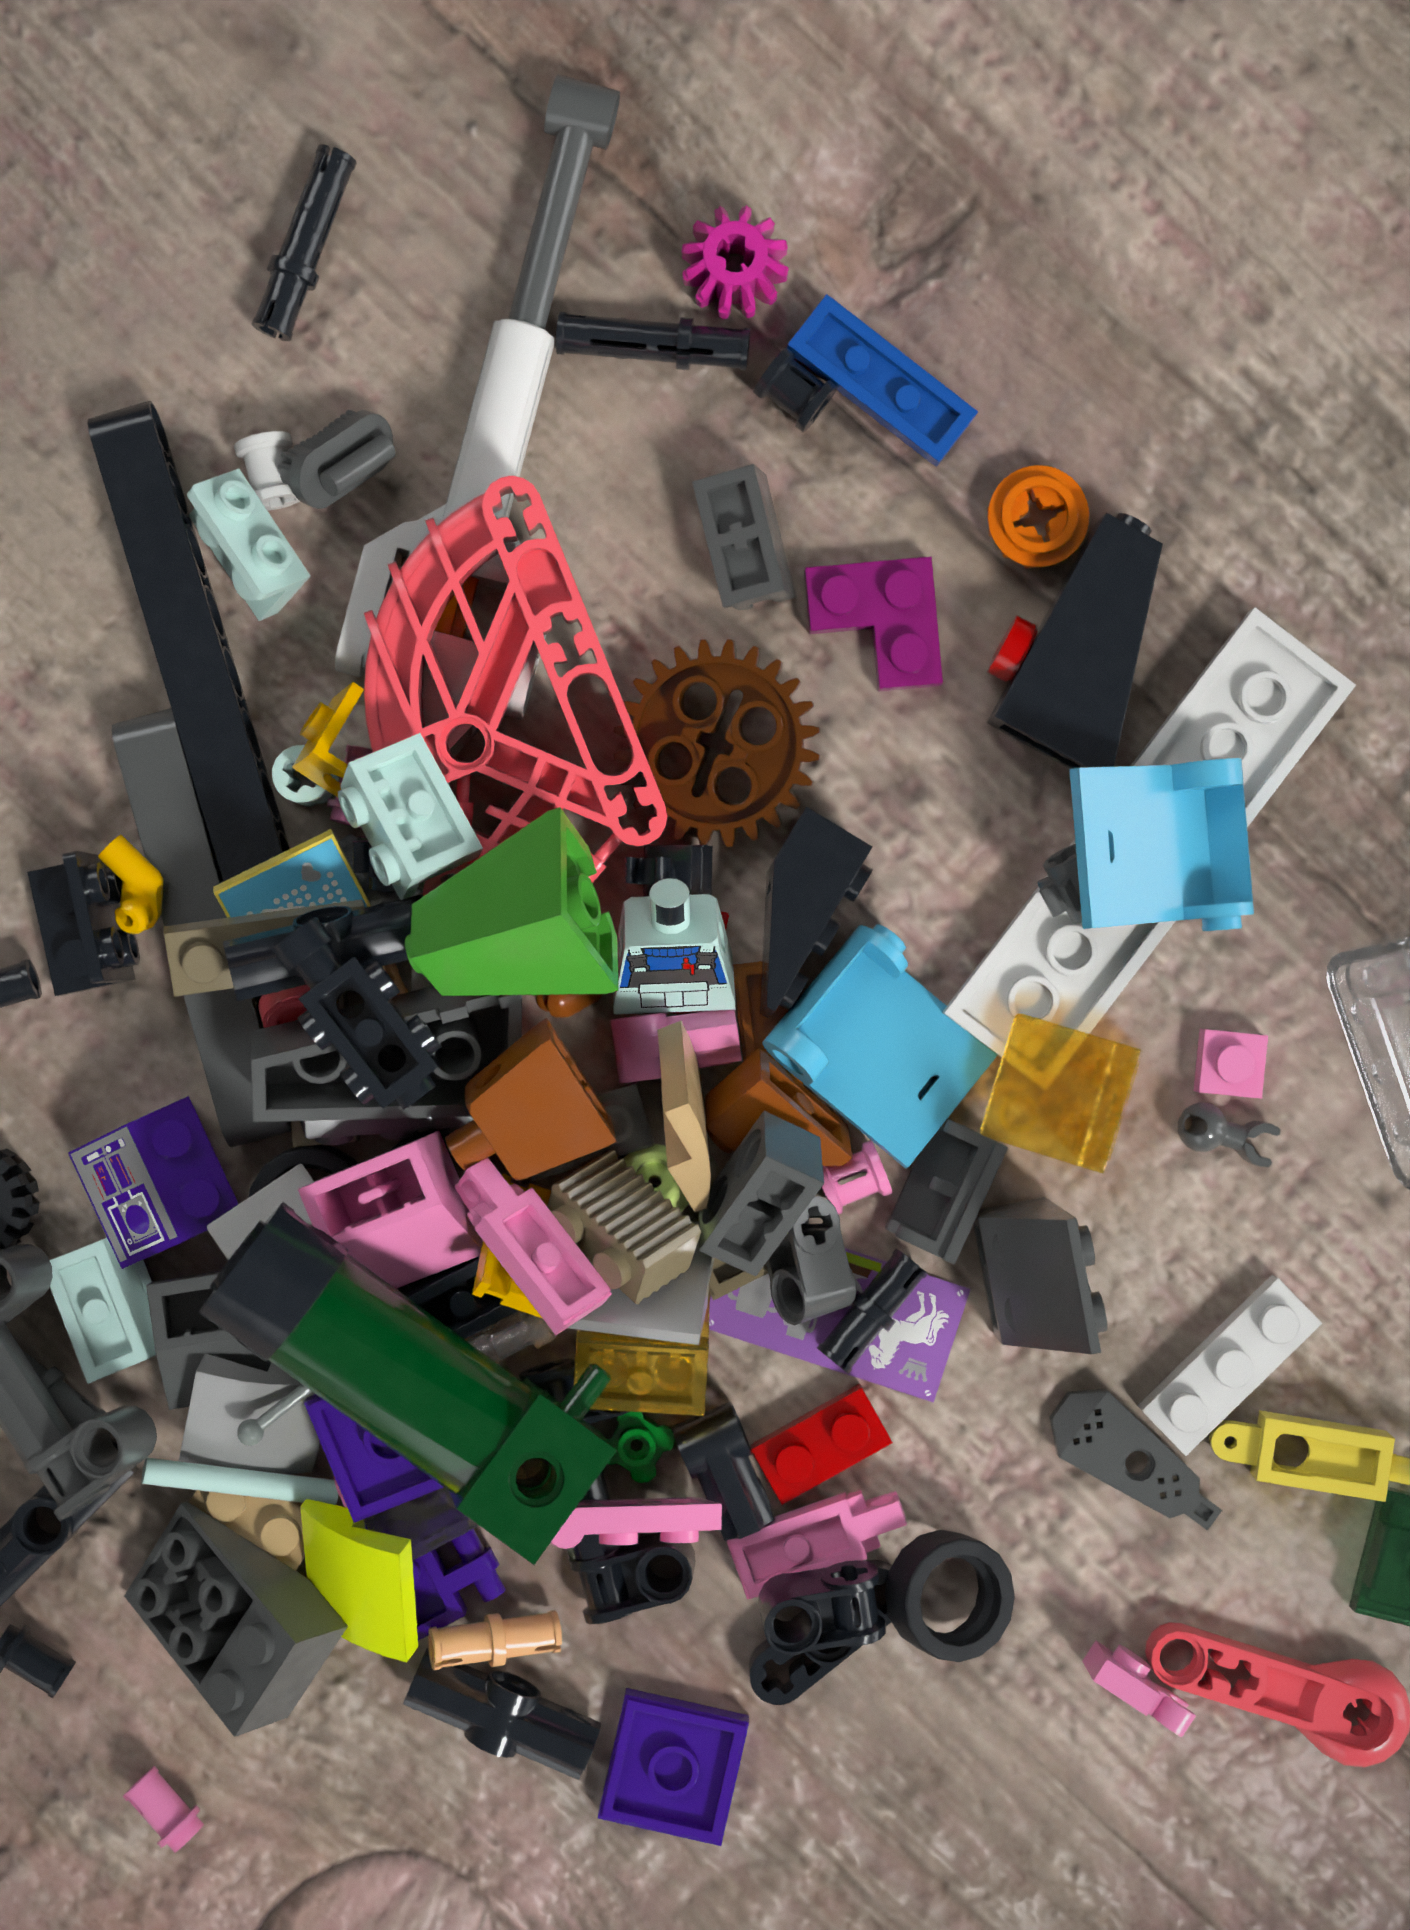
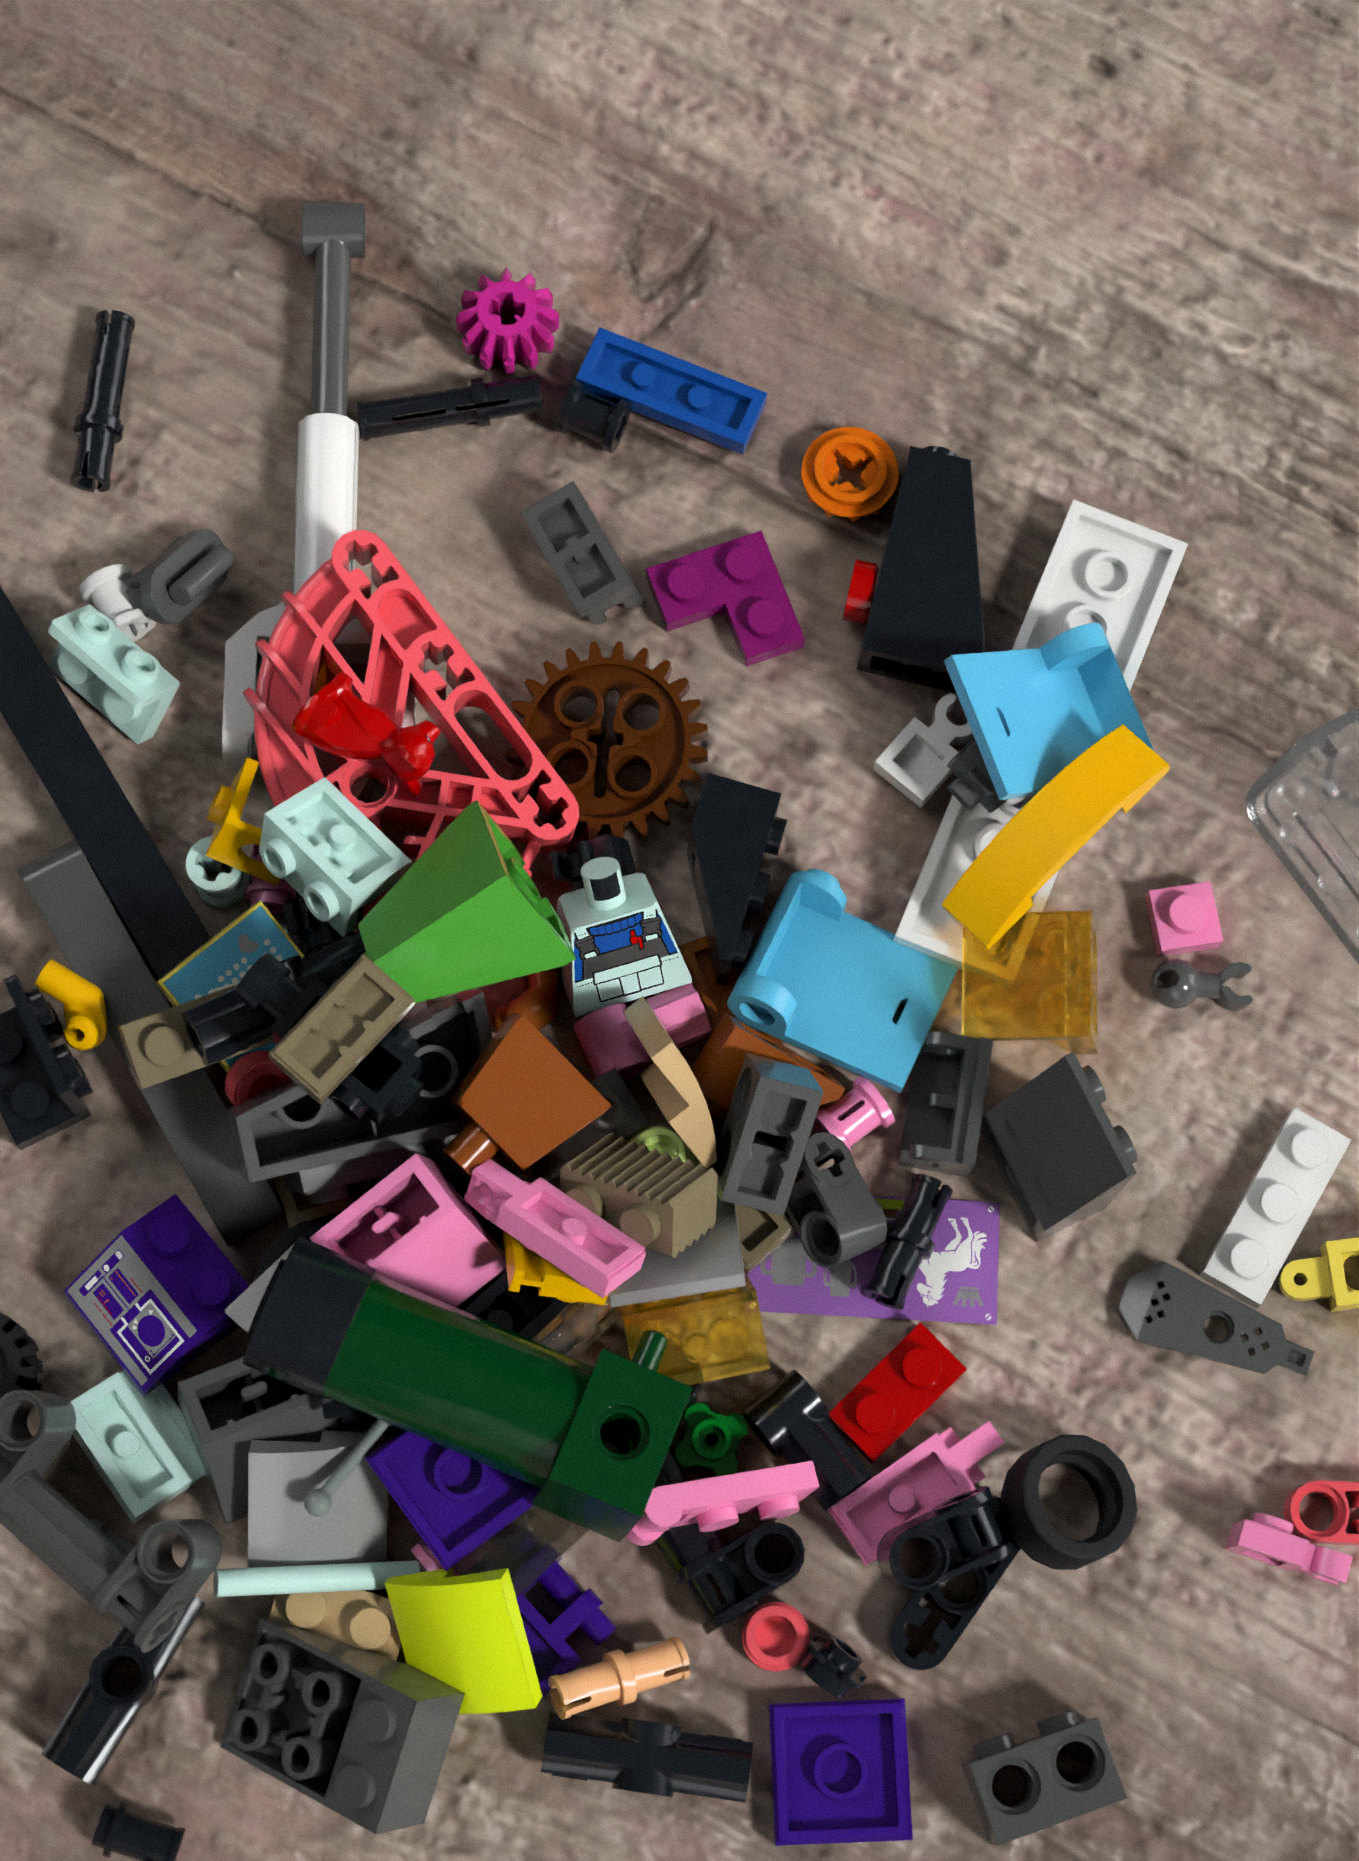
camera: 20 degrees left, 15 degrees down
(363, 1023) = (341, 1029): none -> dark tan plate
(457, 693) = (356, 730): none -> red animal
(648, 1636) = (775, 1636): none -> coral tile
(692, 1678) = (833, 1665): none -> black plate
(852, 1847) = (1047, 1795): none -> dark grey brick
(1024, 835) = (920, 754): none -> white plate
(1129, 966) = (1050, 831): none -> yellow slope

